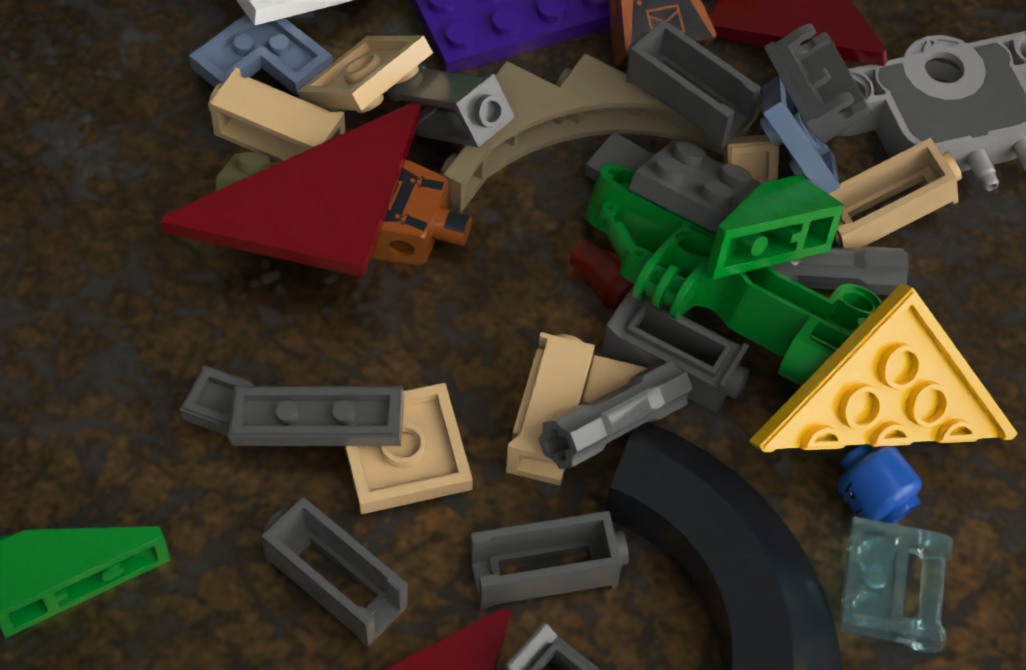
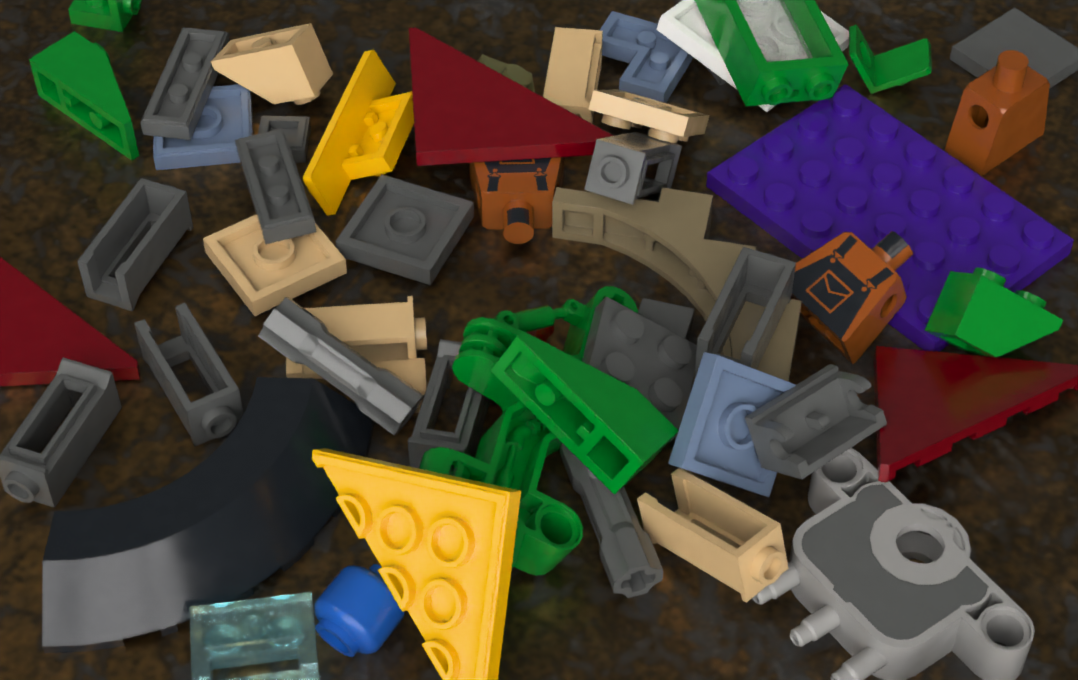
camera: 75 degrees right, 10 degrees down
(98, 466) = (184, 84): none -> dark grey tile
(119, 370) = (277, 64): none -> tan slope
(158, 473) = (223, 120): none -> sand blue tile
(264, 309) = (362, 134): none -> yellow bracket
(415, 323) = (405, 229): none -> dark grey plate

